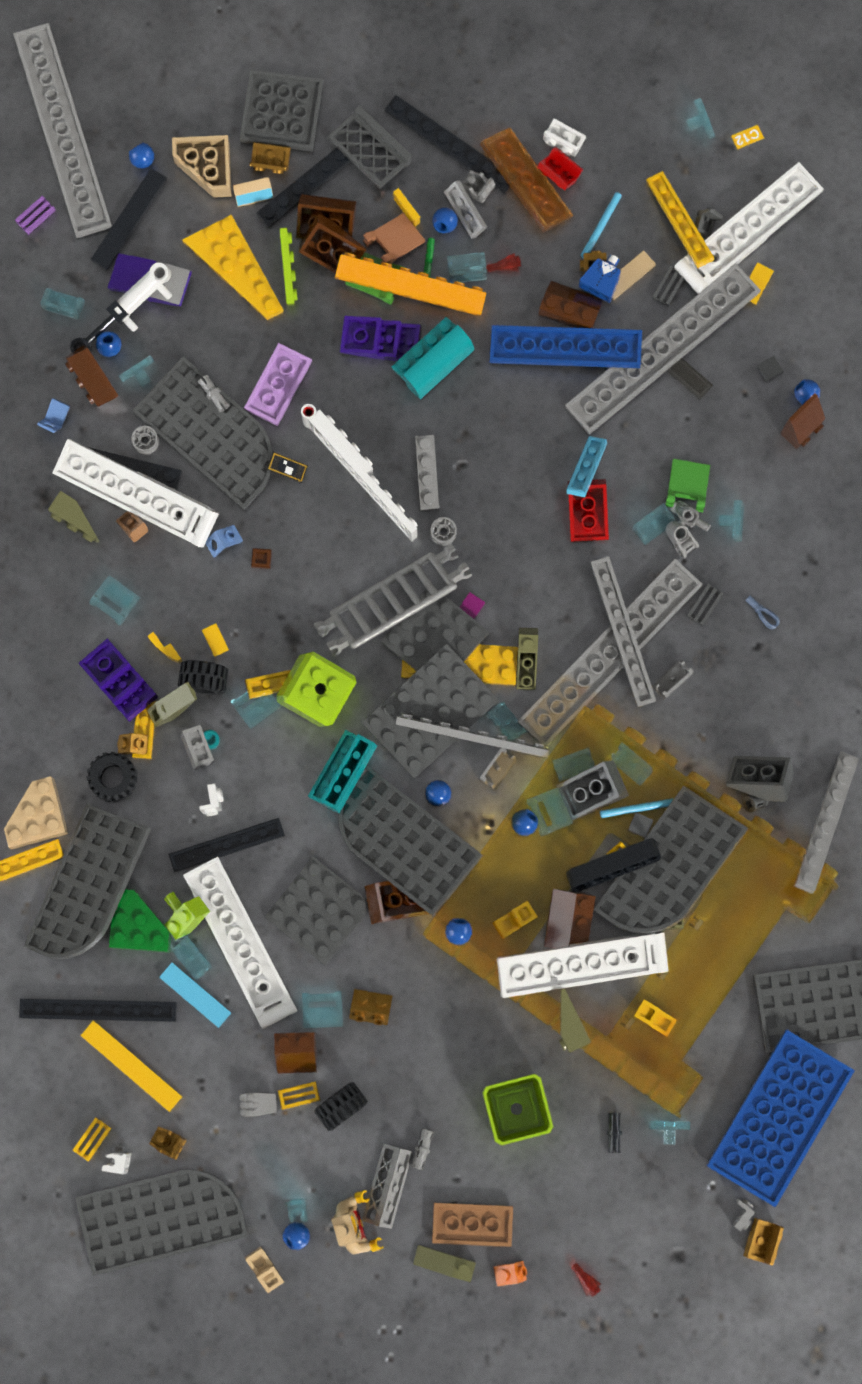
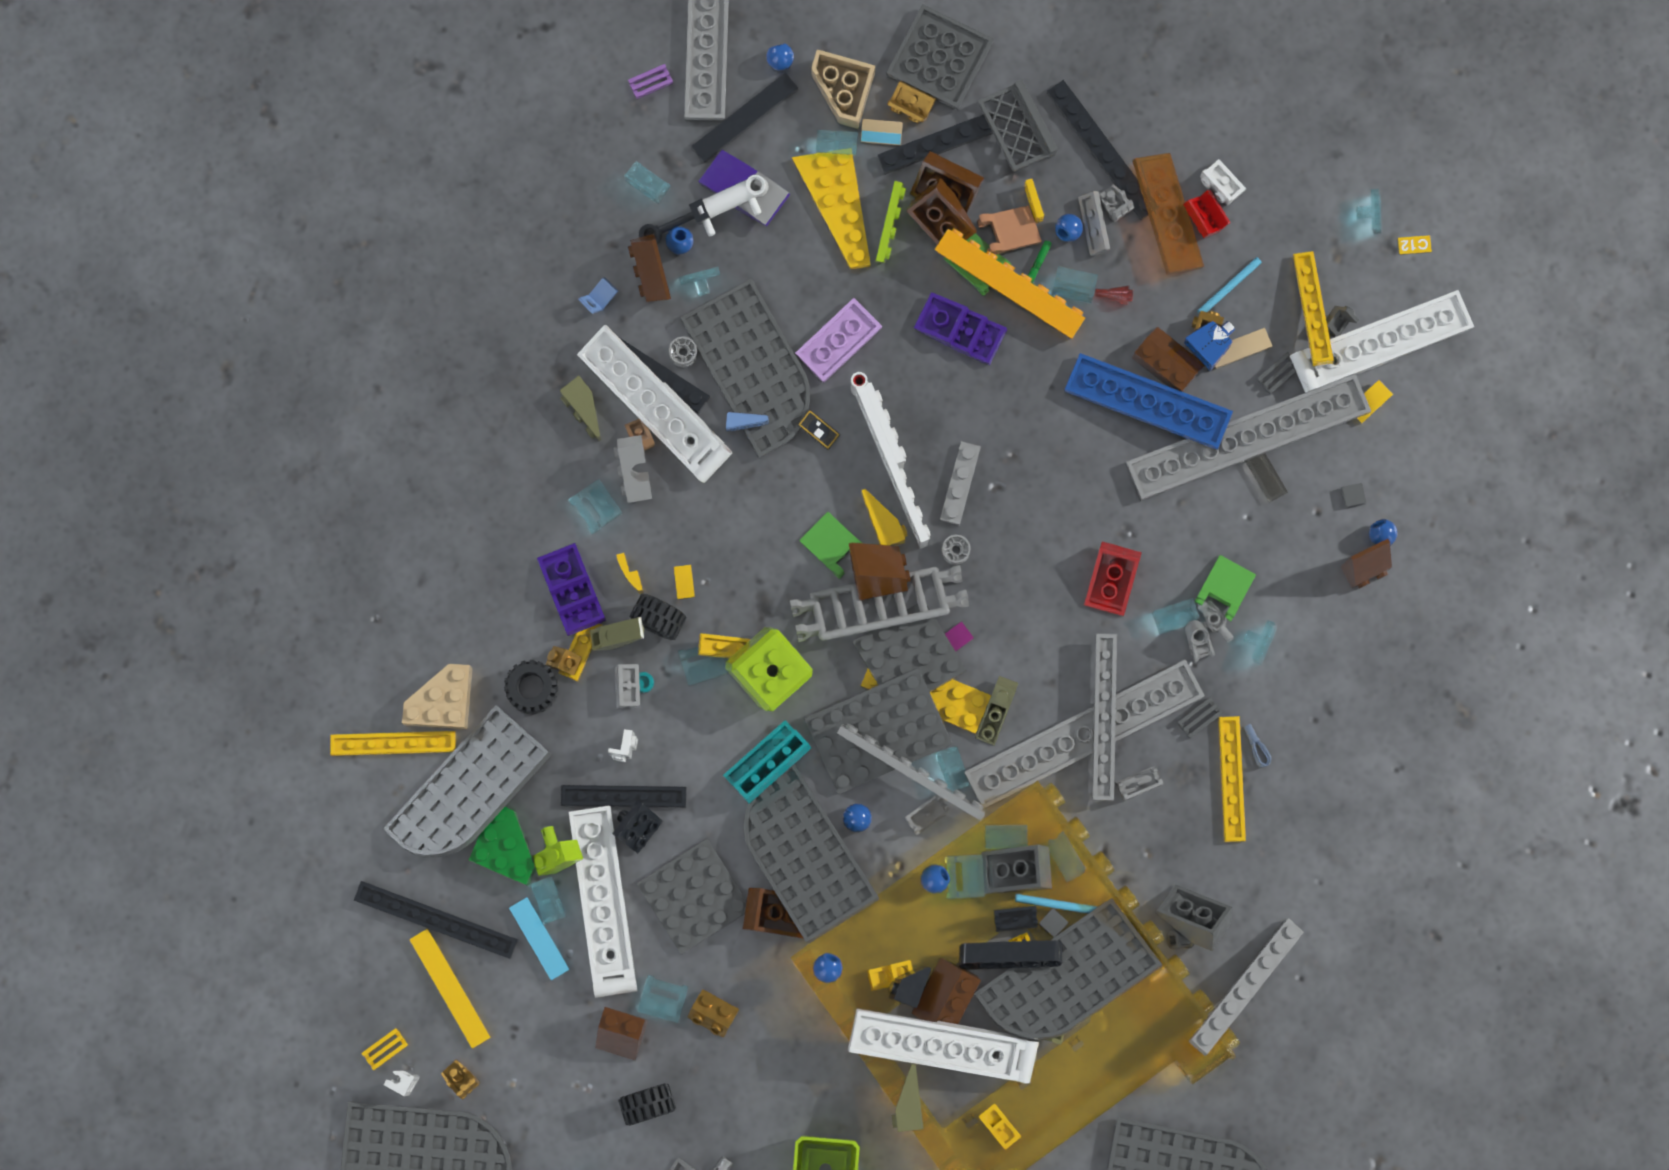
camera: 20 degrees right, 0 degrees up
(129, 542) = (635, 485): none -> light grey arch
(213, 393) = (769, 328): light grey pin -> none
(217, 213) = (836, 142): none -> clear light blue hinge
(217, 482) = (741, 421): none -> medium blue slope
(224, 538) = (729, 481): medium blue bracket -> none
(247, 866) = (637, 826): none -> black plate
(257, 1104) = (564, 1072): light grey hand -> none
(261, 558) = (760, 514): reddish brown tile -> none
(282, 1099) = (618, 1087): yellow tile -> none
(332, 562) = (829, 542): none -> bright green flag
(373, 529) = (884, 523): none -> yellow slope
(381, 571) = (878, 570): none -> reddish brown slope
(433, 357) = (1008, 366): teal brick -> none
(535, 923) = (909, 986): none -> black slope
(586, 466) = (1126, 533): medium azure tile -> none
(606, 832) = (1015, 918): none -> black hinge
(750, 648) = (1231, 779): none -> yellow tile

